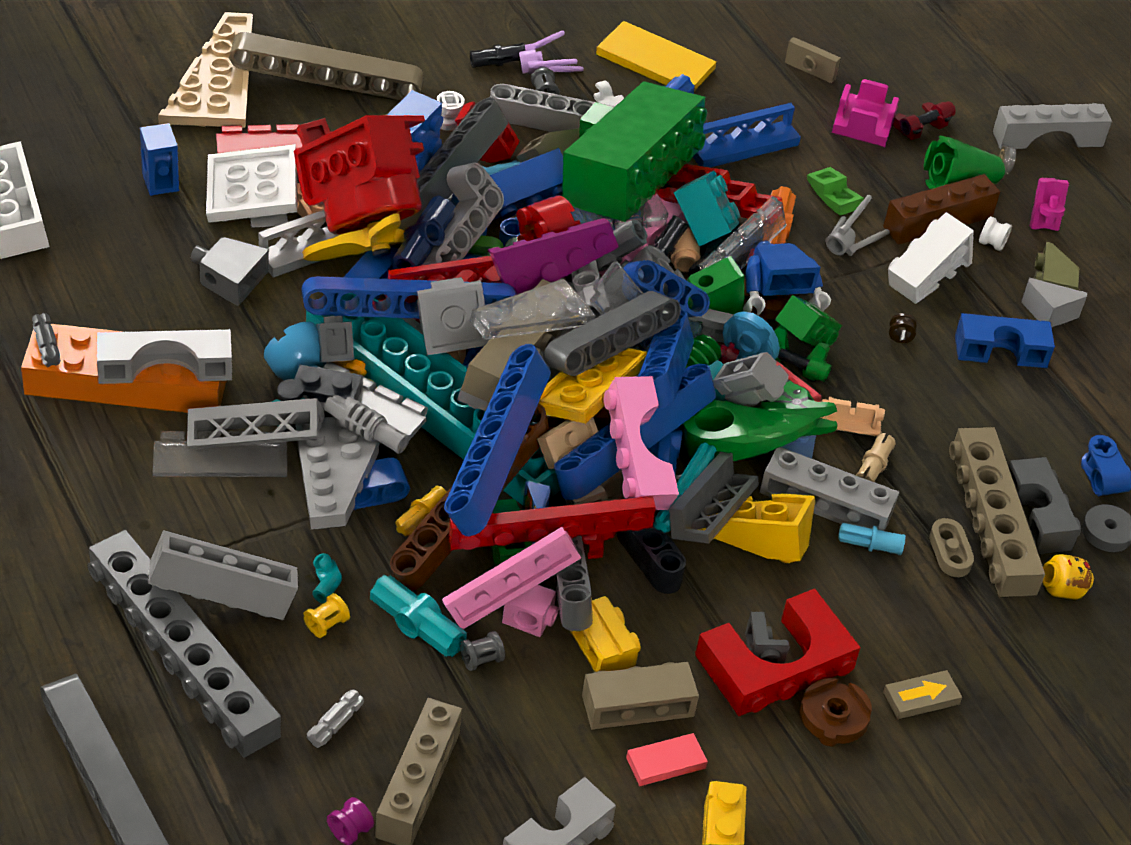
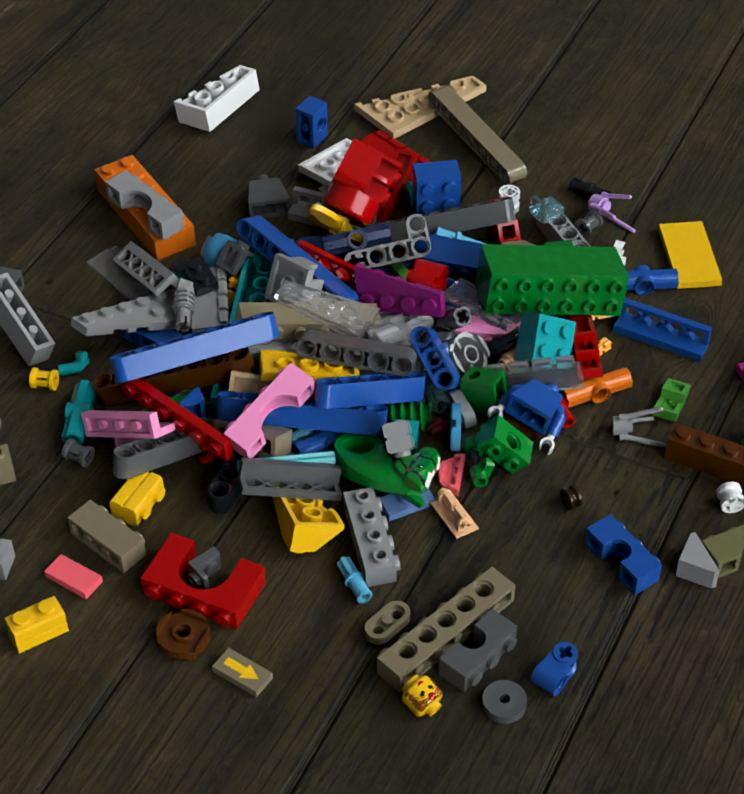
camera: 60 degrees right, 0 degrees up
(46, 339) = (114, 162): dark grey axle -> none
(513, 93) = (545, 209): none -> clear light blue bracket
(876, 459) = (428, 546): tan pin -> none
(931, 258) = (653, 474): white wedge -> none

